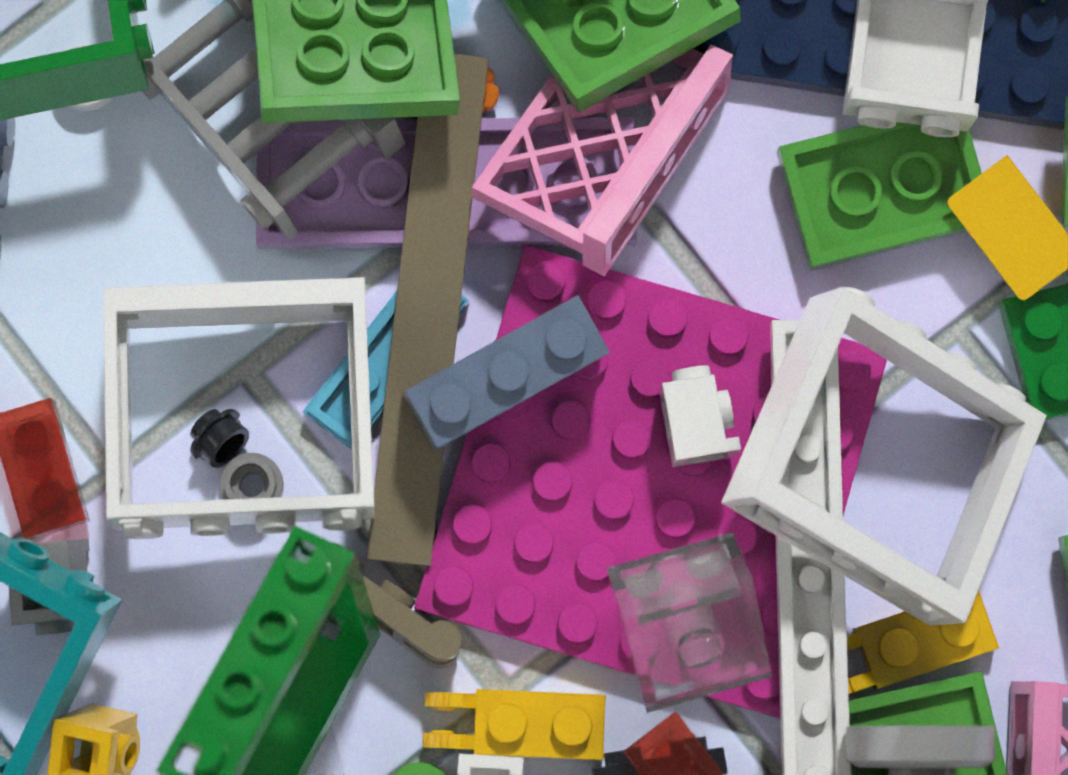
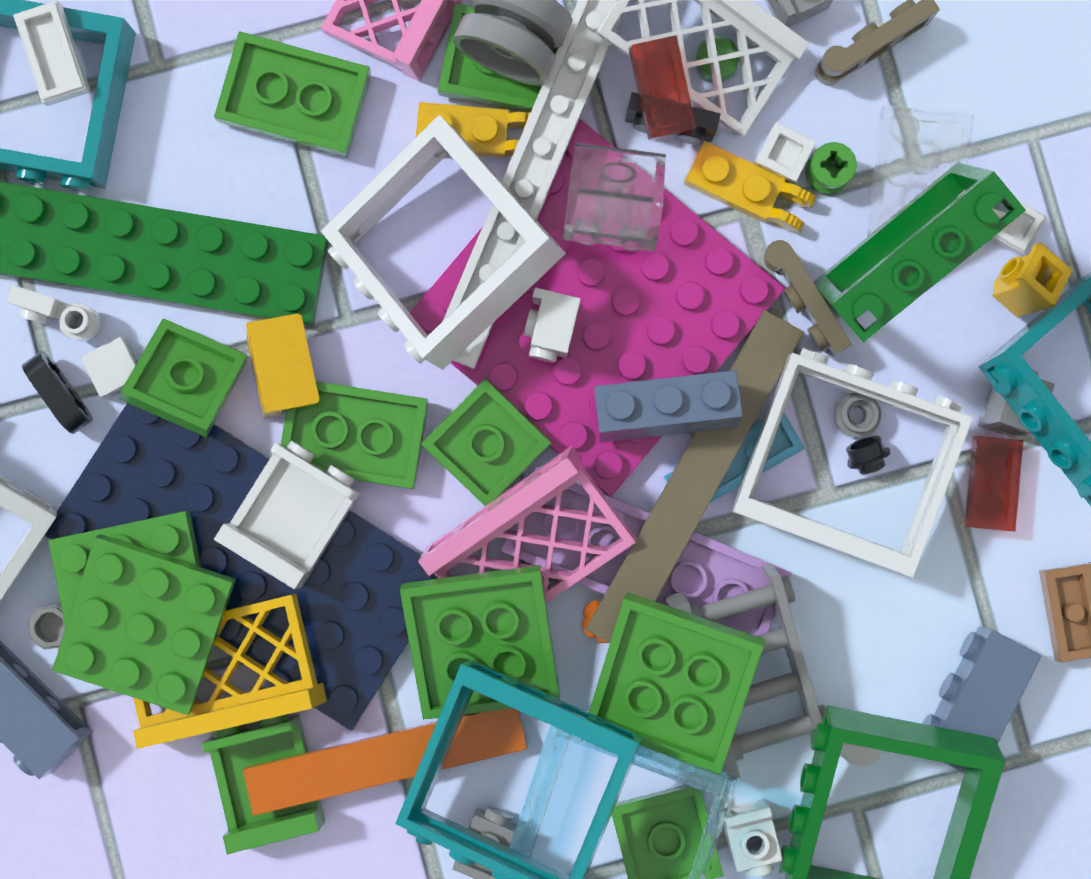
camera: 160 degrees left, 5 degrees up
(713, 243) = (486, 442): none -> bright green plate

